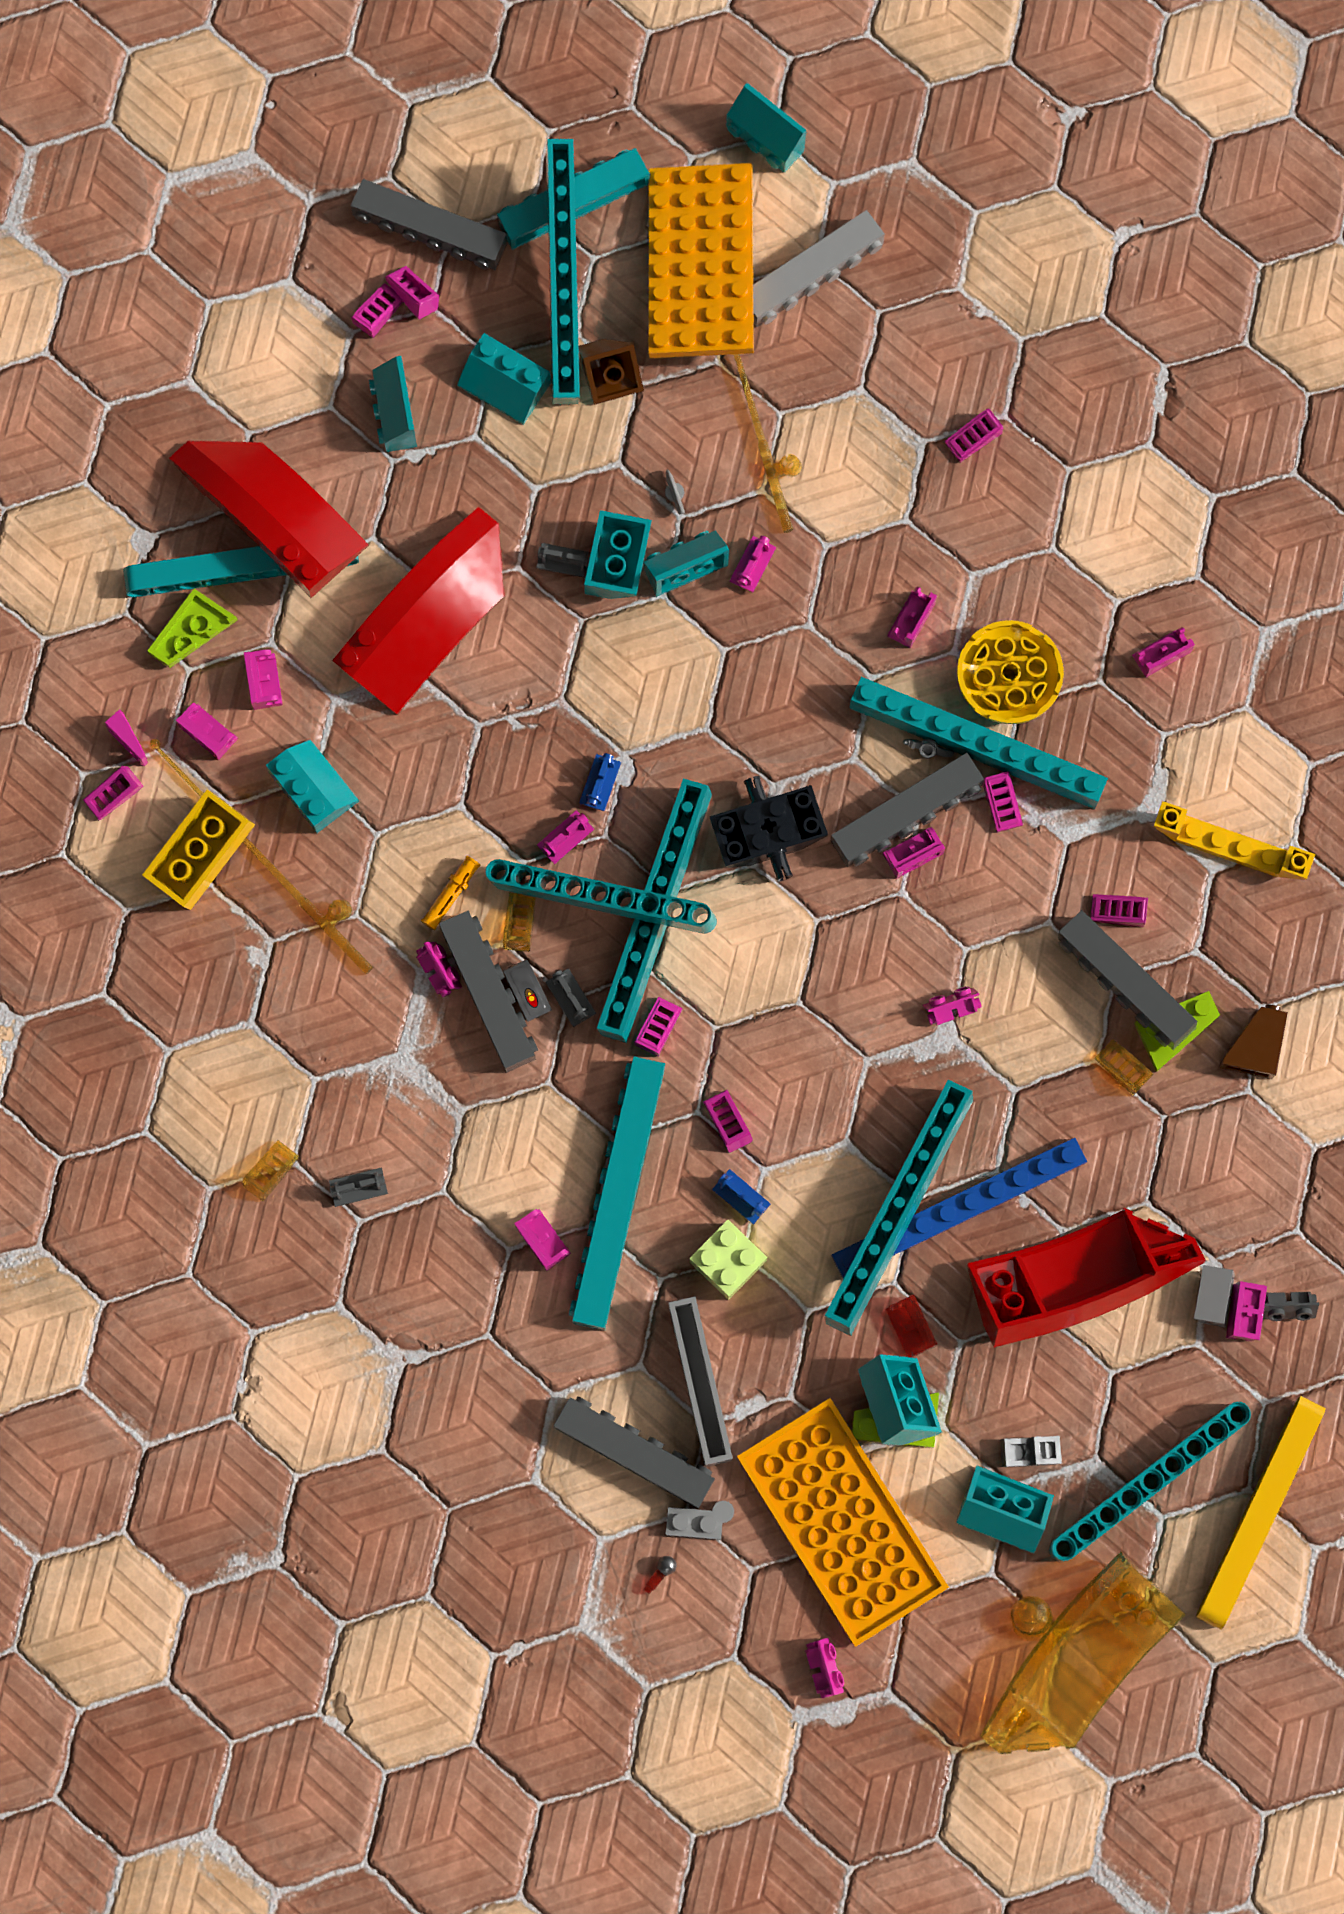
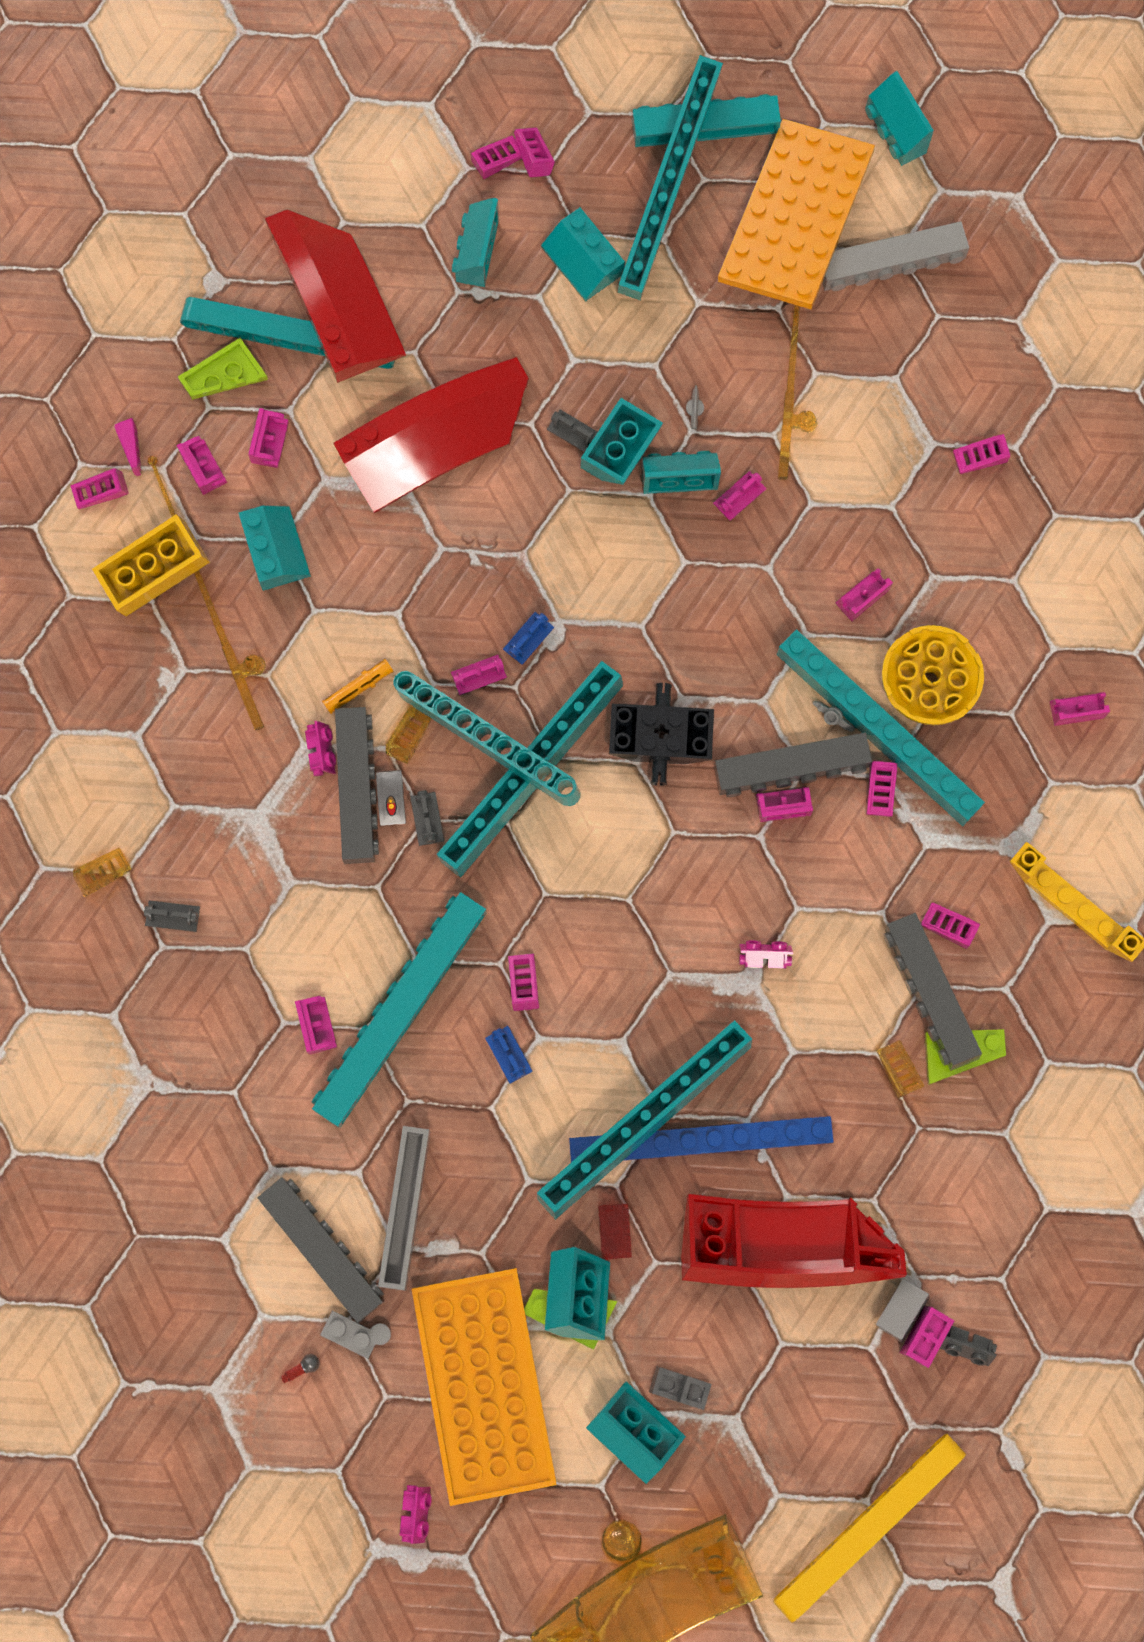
camera: 20 degrees right, 0 degrees up
(429, 225) = (570, 99): dark grey brick -> none
(610, 369) = (680, 280): reddish brown slope -> none
(648, 1045) = (481, 872): dark pink slope -> none
(728, 1259) = (473, 1107): yellowish green brick -> none
(1162, 1475) = (792, 1459): teal beam -> none
(1259, 1045) = (1031, 1095): reddish brown slope -> none

